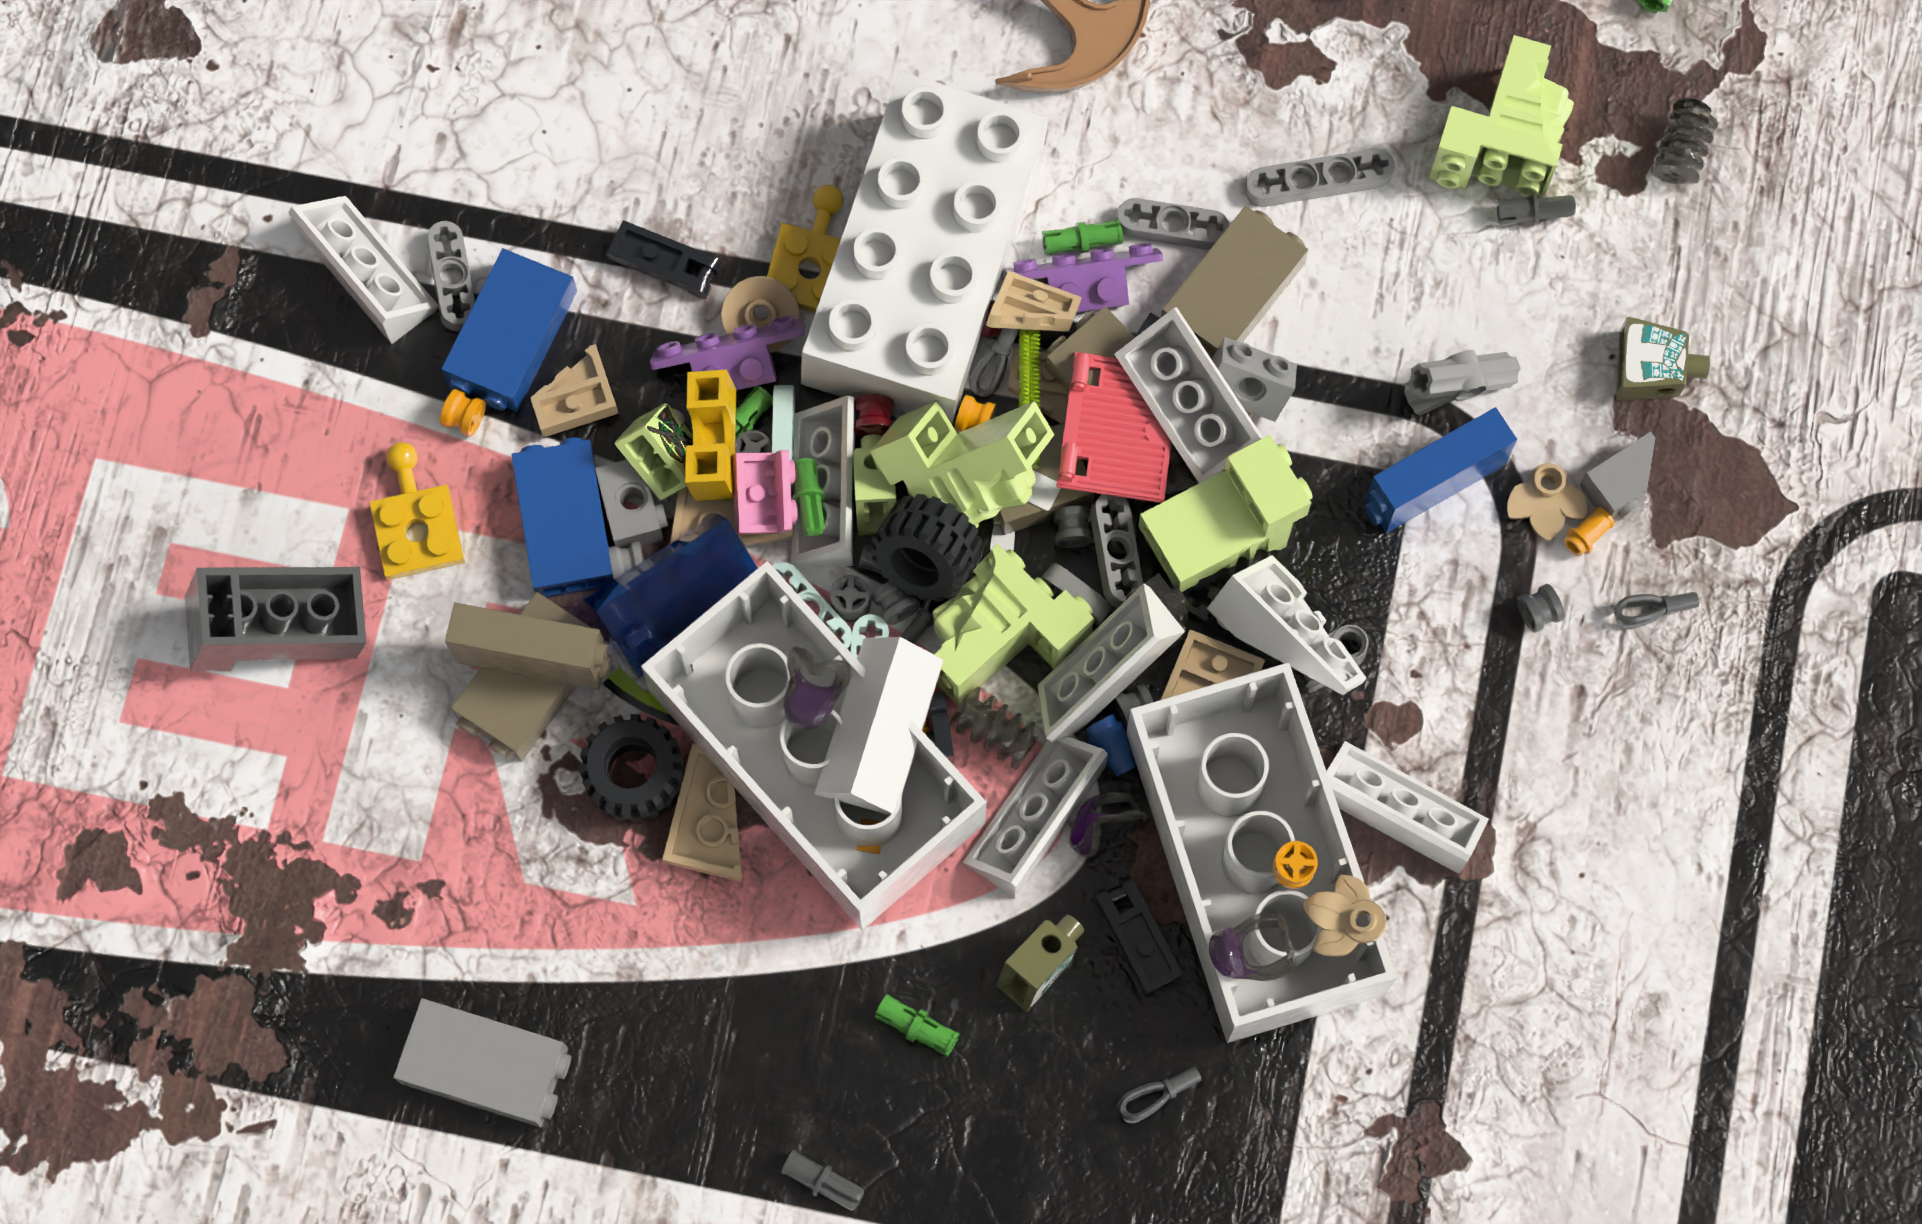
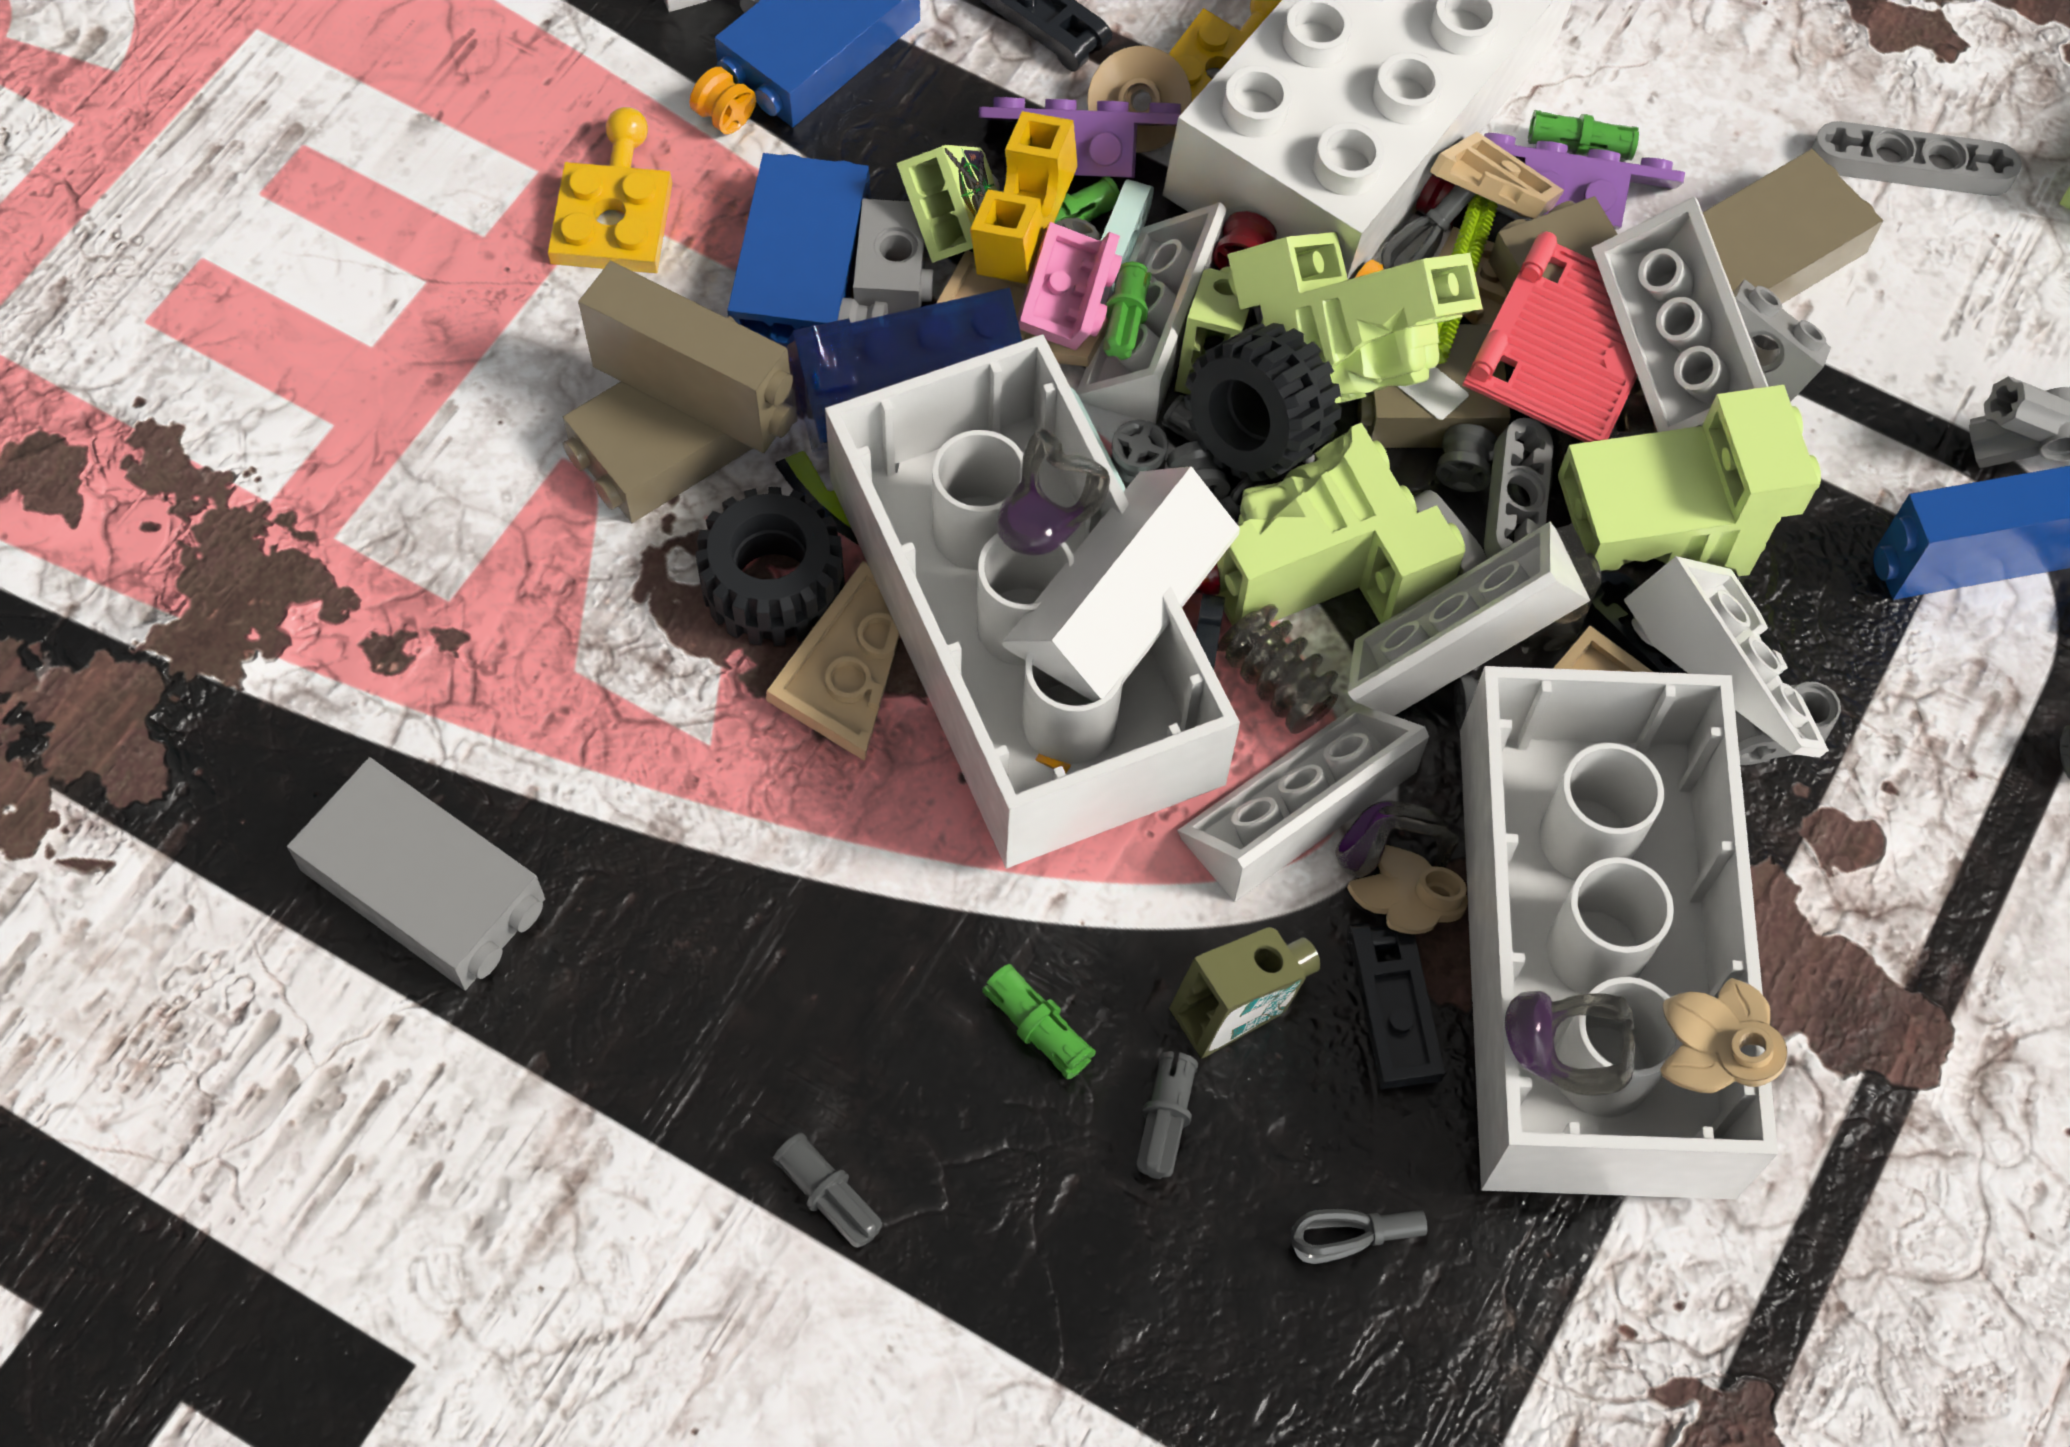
camera: 15 degrees right, 10 degrees down
(273, 615) = (382, 237): dark grey hinge -> none
(575, 396) = (869, 125): tan wing -> none
(1017, 1060) = (1166, 1115): none -> dark grey axle
(1112, 737) = (1442, 753): blue cone -> none
(1123, 859) = (1411, 892): none -> tan plate
(1163, 210) = (1696, 135): light grey beam -> none
(1296, 856) = (1679, 930): light orange wheel -> none
(1404, 808) = (1837, 962): white slope -> none

